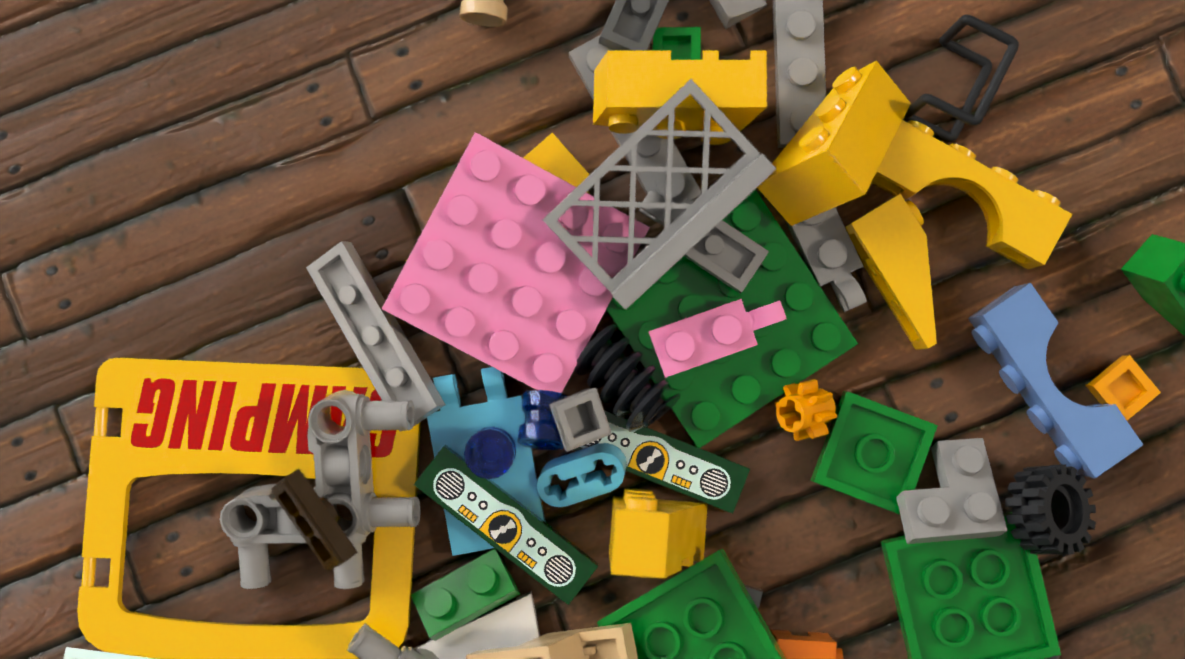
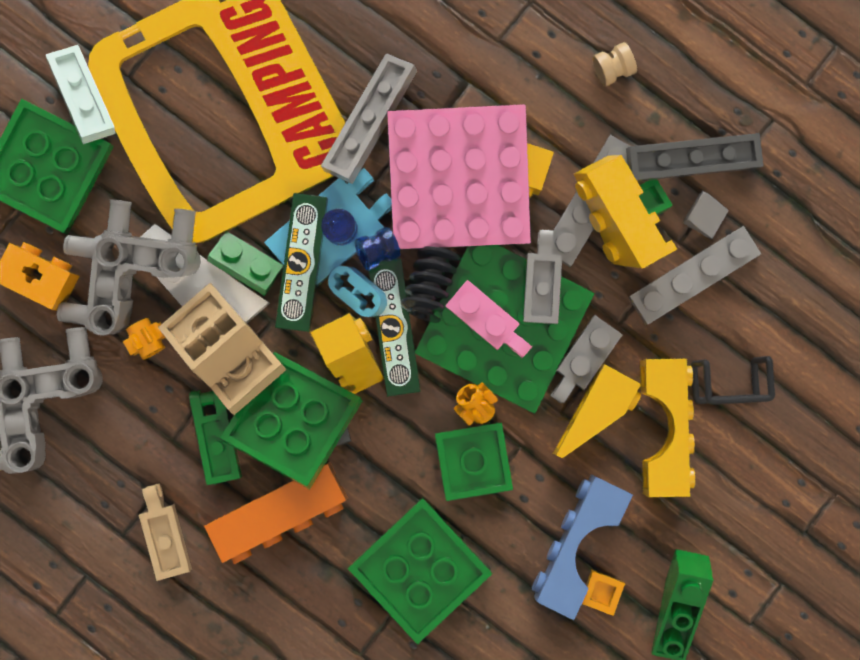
camera: 60 degrees right, 0 degrees up
(314, 520) = (240, 144): dark brown plate -> none
(341, 477) = (274, 146): light grey pin -> none
(580, 418) = (390, 268): light grey slope -> none
(690, 225) = (541, 263): light grey fence -> none
(837, 146) = (647, 327): yellow wedge -> none
(965, 502) = (474, 532): light grey plate -> none
(1050, 510) = (492, 575): black tyre -> none

